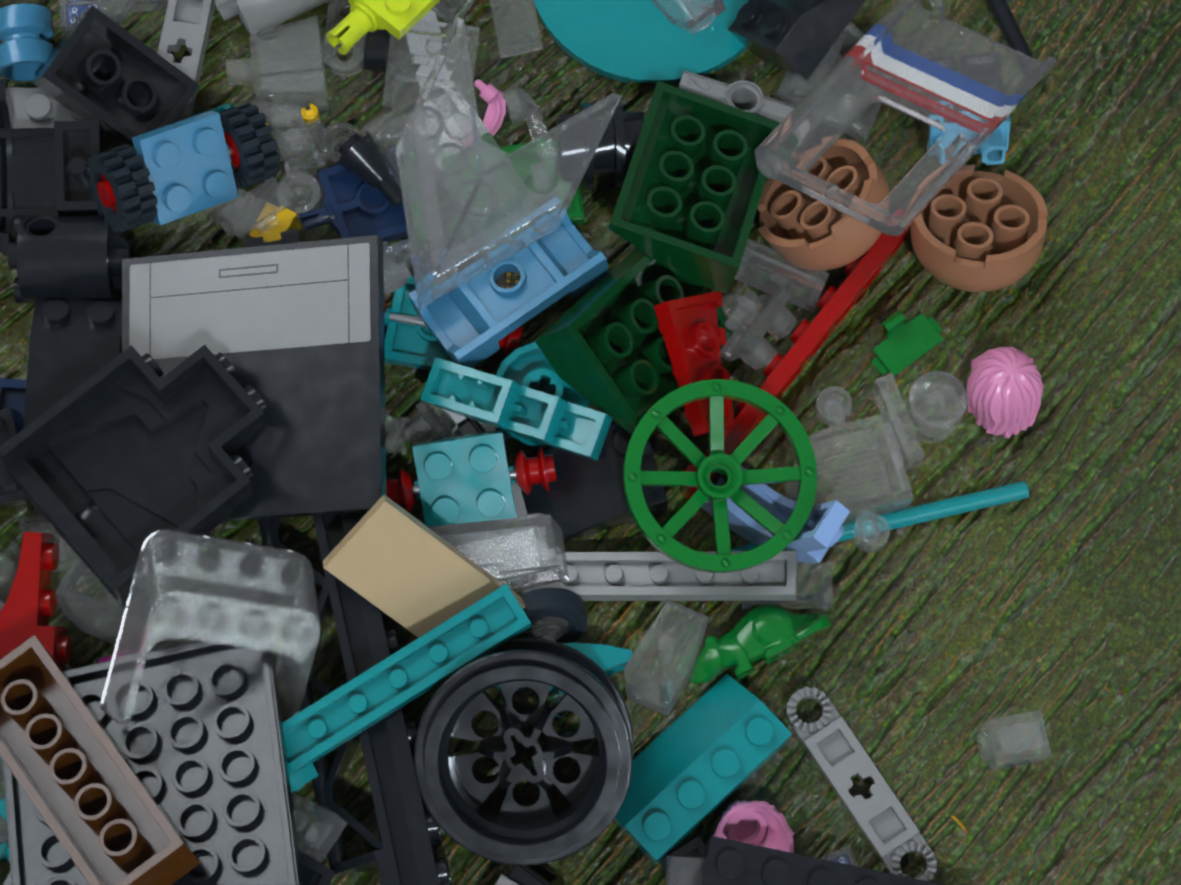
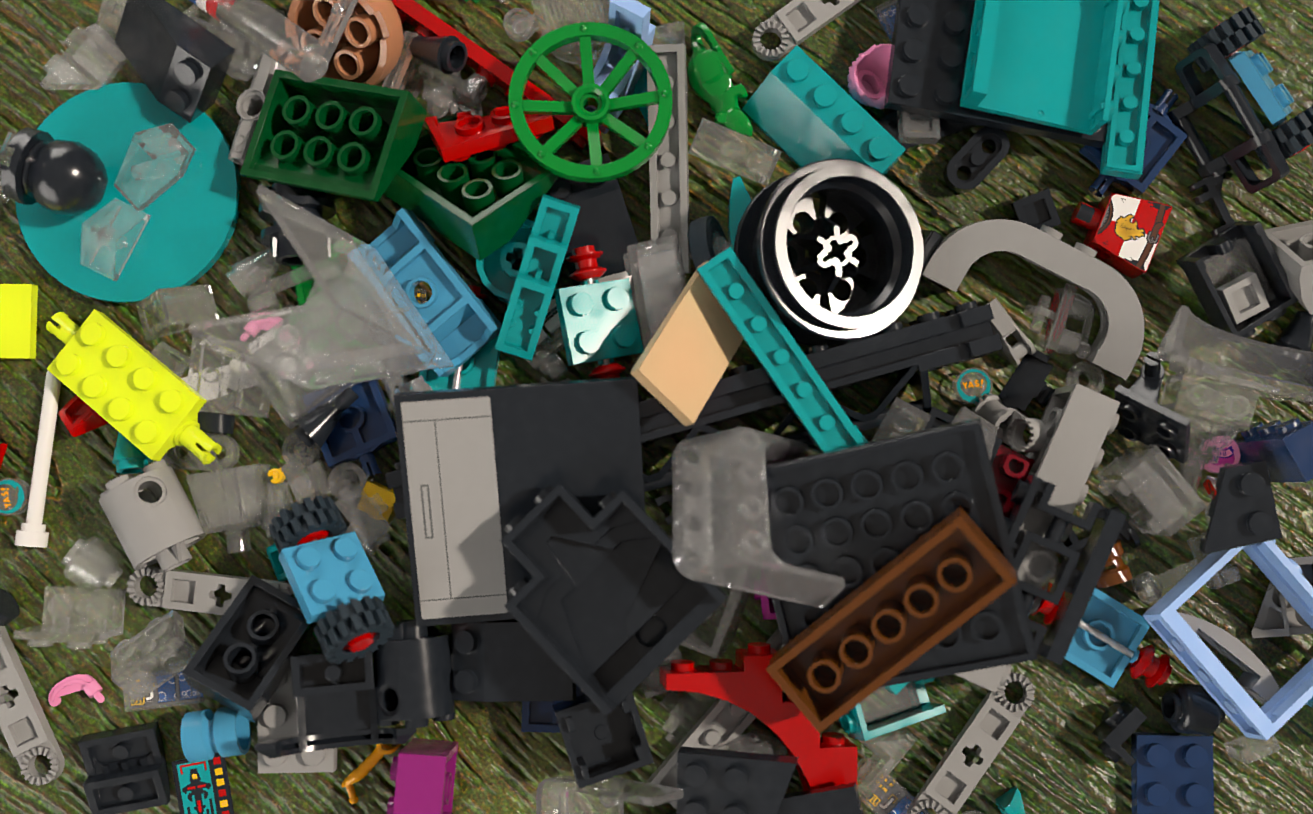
camera: 90 degrees left, 10 degrees up
(551, 93) = (253, 271): none -> clear cone
(795, 313) = (441, 52): none -> black cone

